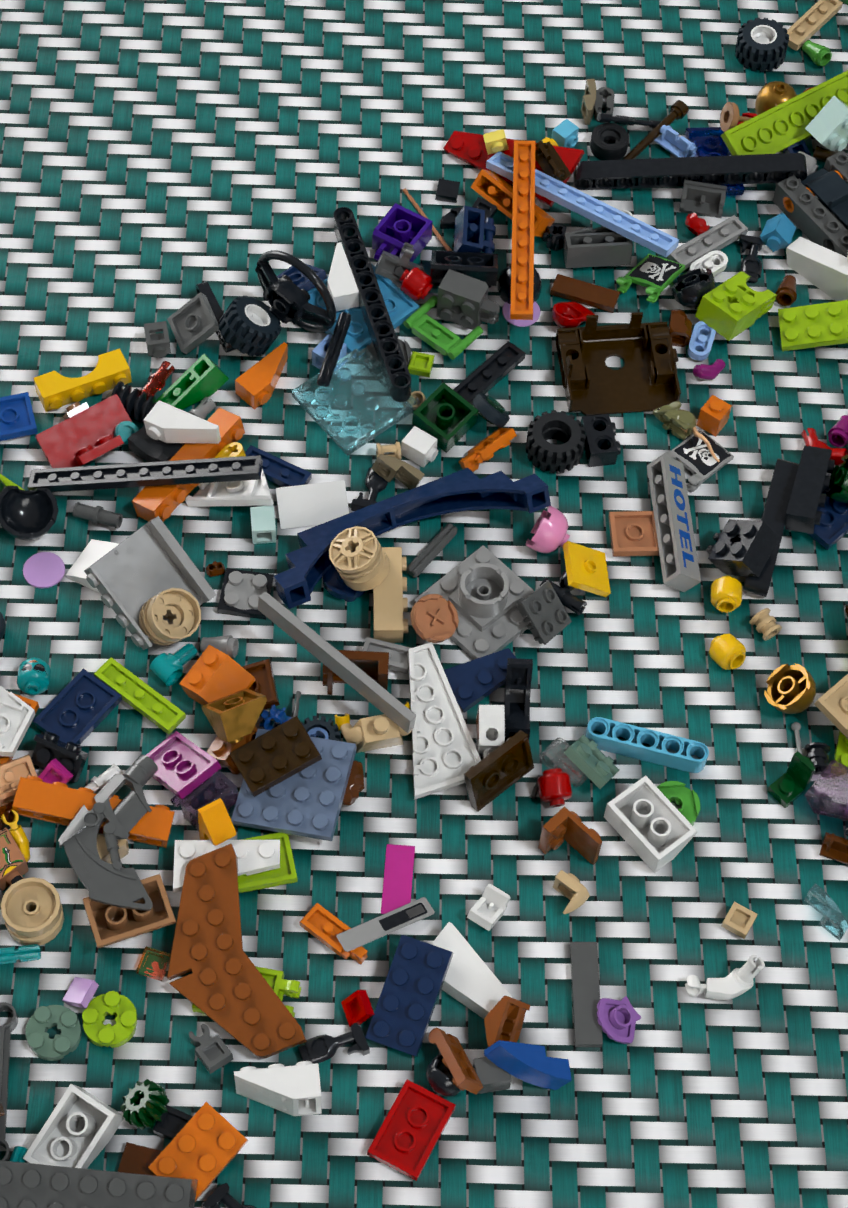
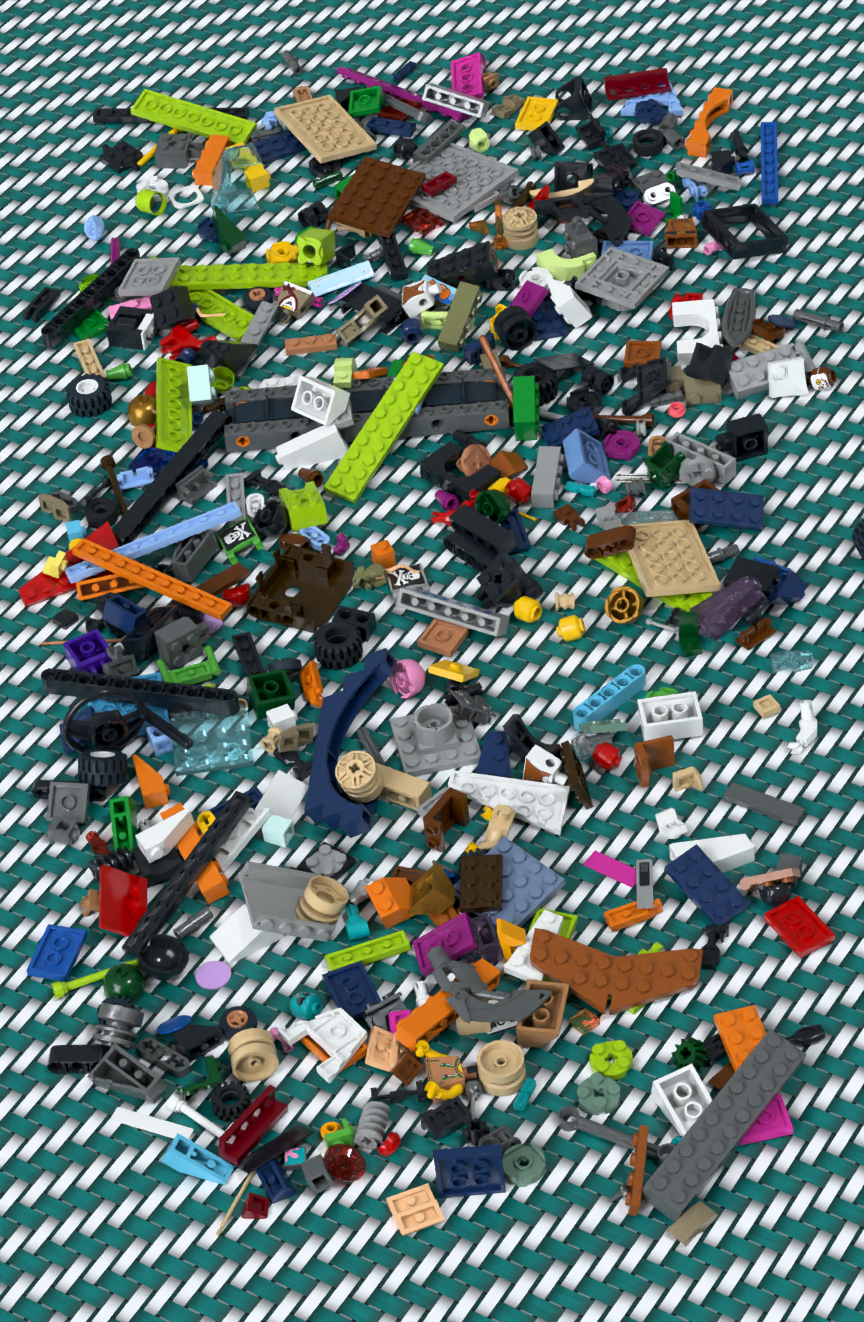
camera: 50 degrees left, 15 degrees down
(57, 390) = (60, 908): yellow arch -> none
(80, 992) = (580, 1066): lavender tile -> none
(125, 430) = (131, 877): teal tile -> none
(210, 1051) = (672, 1011): dark grey plate -> none
(284, 1088) = (730, 974): white slope -> none
(337, 662) = (439, 813): light grey tile -> none
(342, 282) = (104, 703): white slope -> none
(357, 1007) = (695, 920): red plate -> none
(415, 283) = (142, 662): red head -> none
(434, 618) = (435, 760): nougat tile -> none
(505, 1020) = (760, 843): dark orange slope -> none
(530, 1064) = (798, 842): blue slope -> none
(550, 161) = (108, 542): dark brown hinge -> none
(617, 1019) = (793, 793): medium lavender animal -> none
(695, 224) = (216, 498): red plate -> none
(778, 232) = (260, 458): dark azure brick -> none

